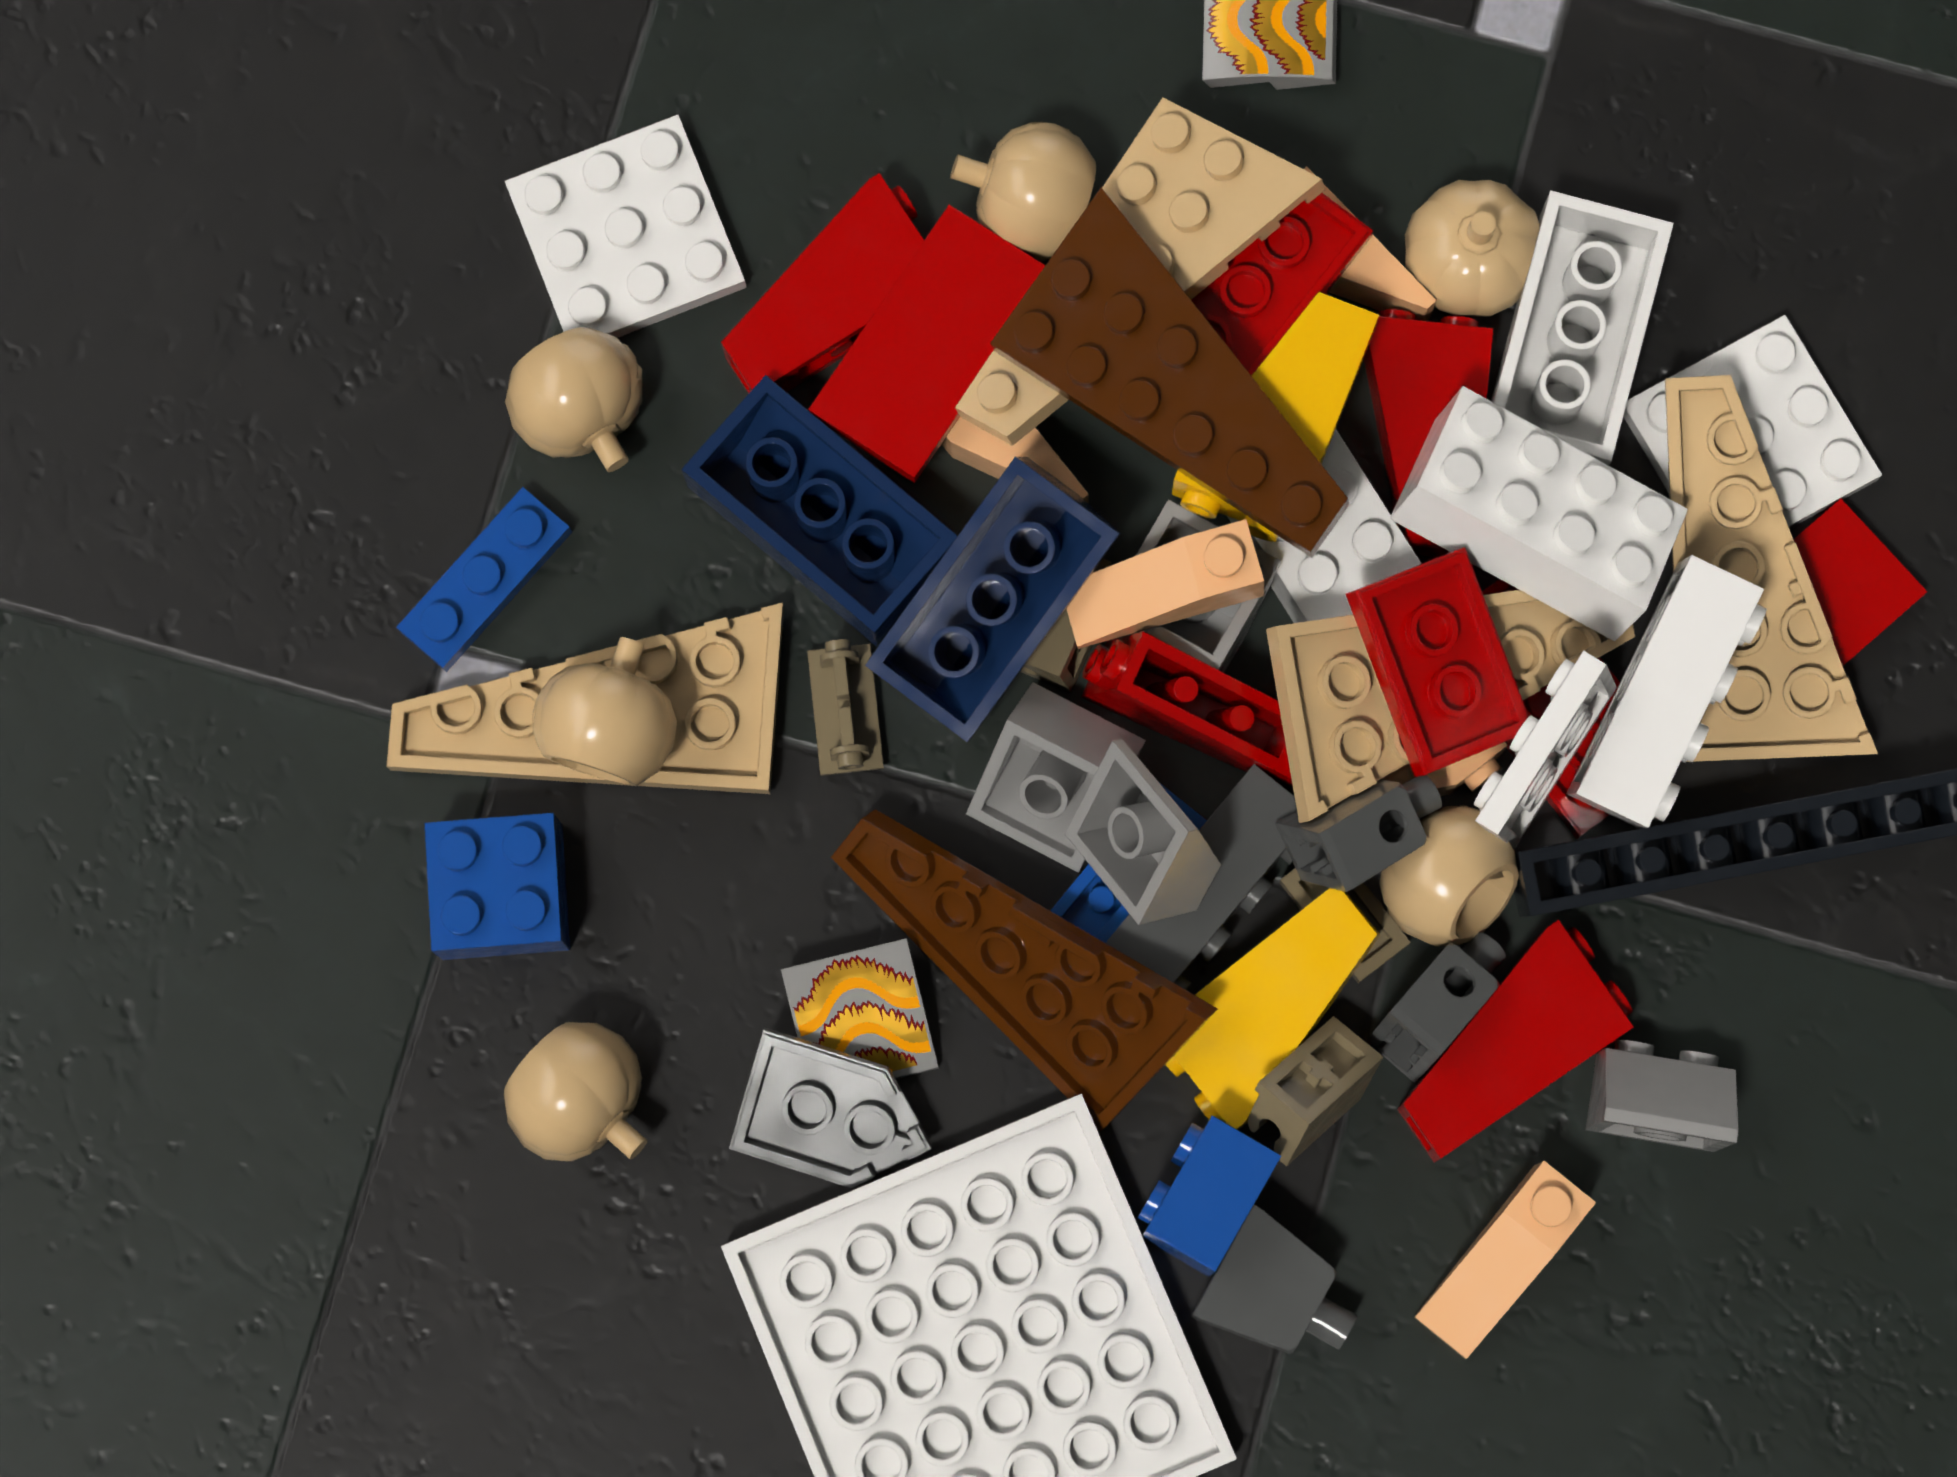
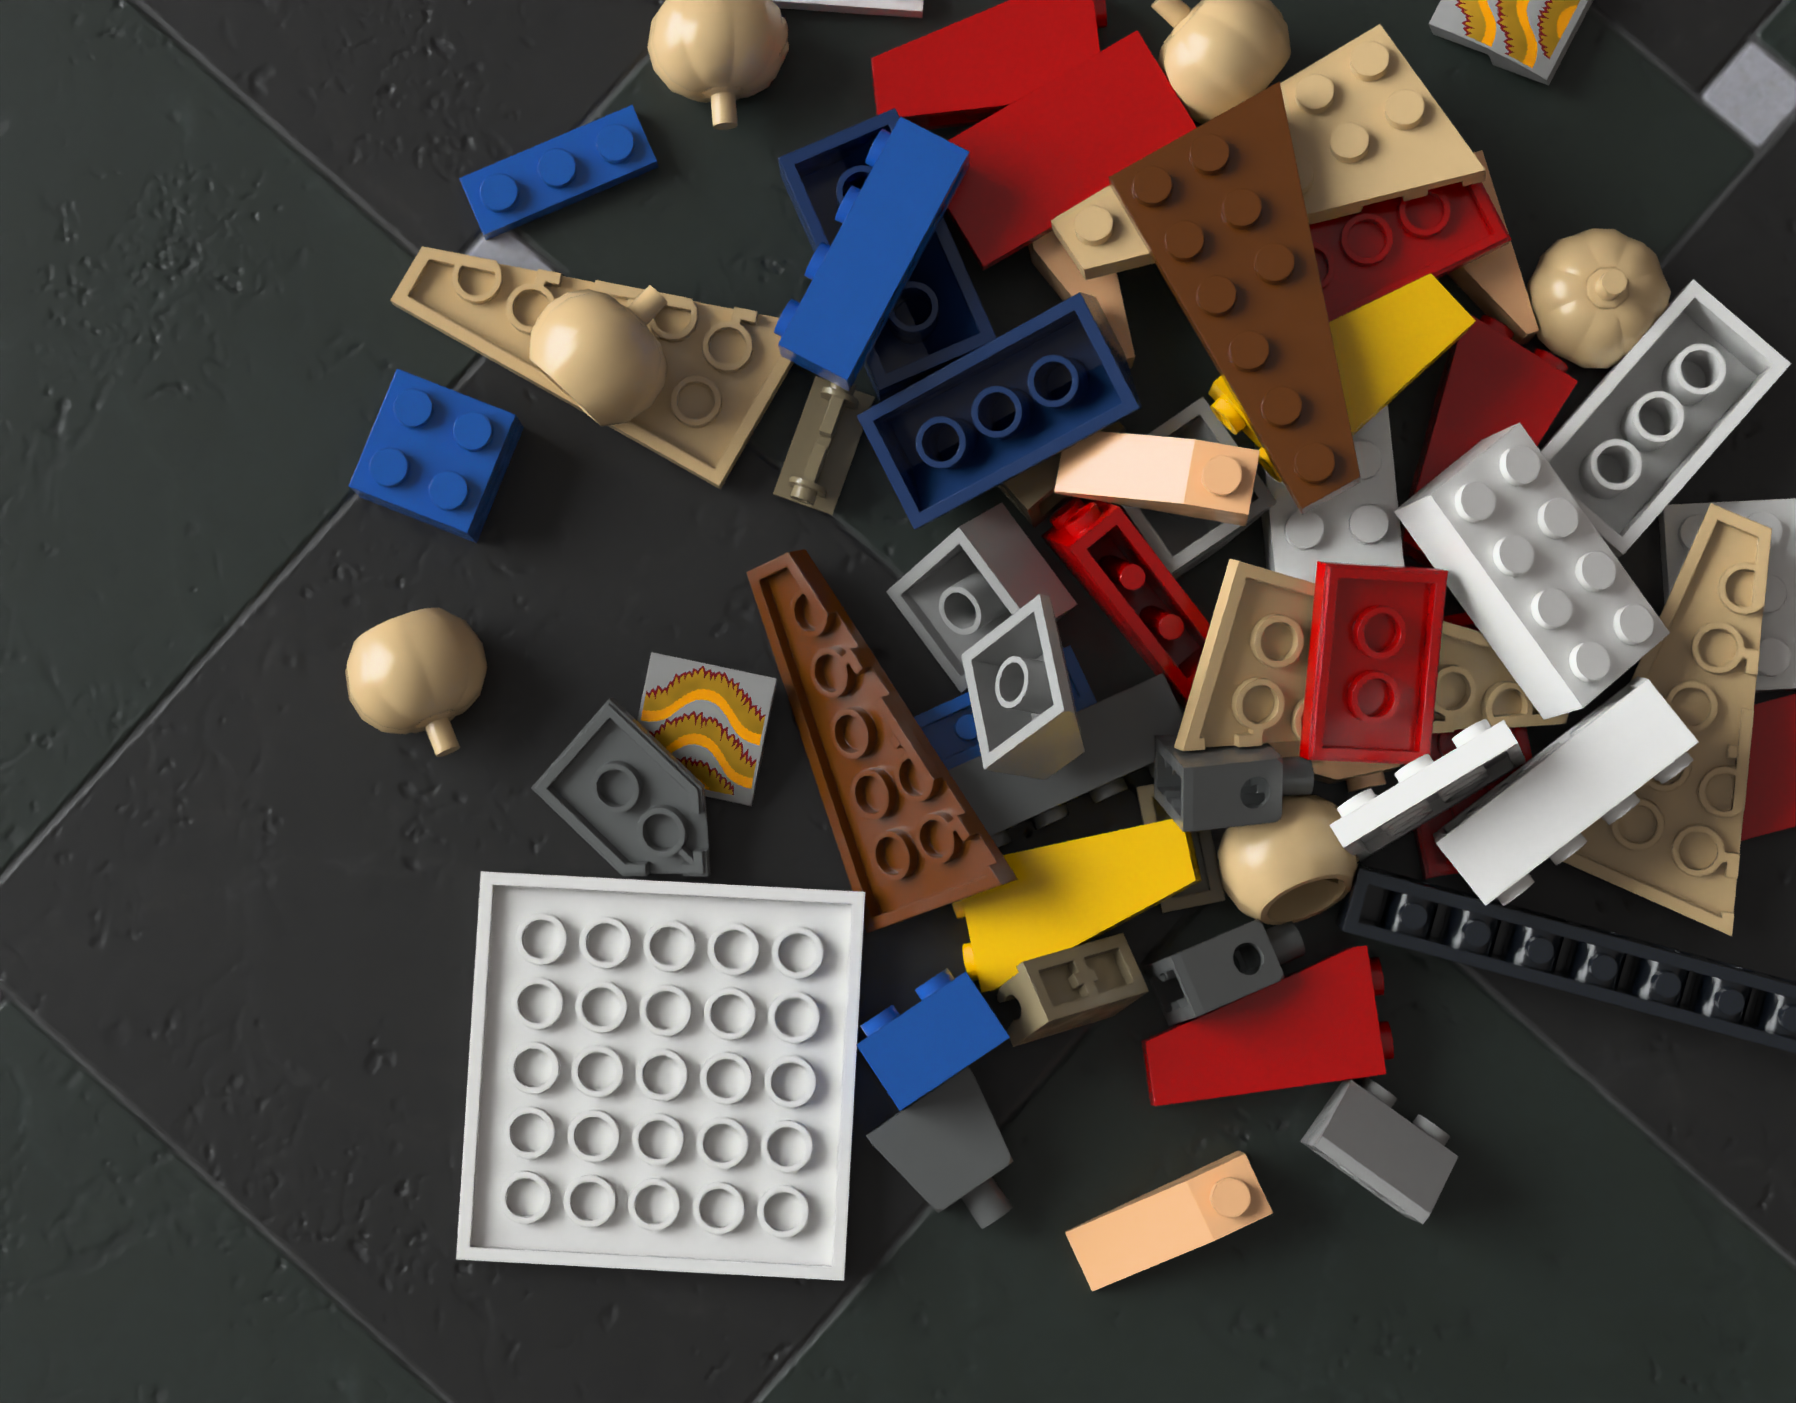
camera: 25 degrees right, 5 degrees up
(810, 511) = (873, 252): none -> blue brick

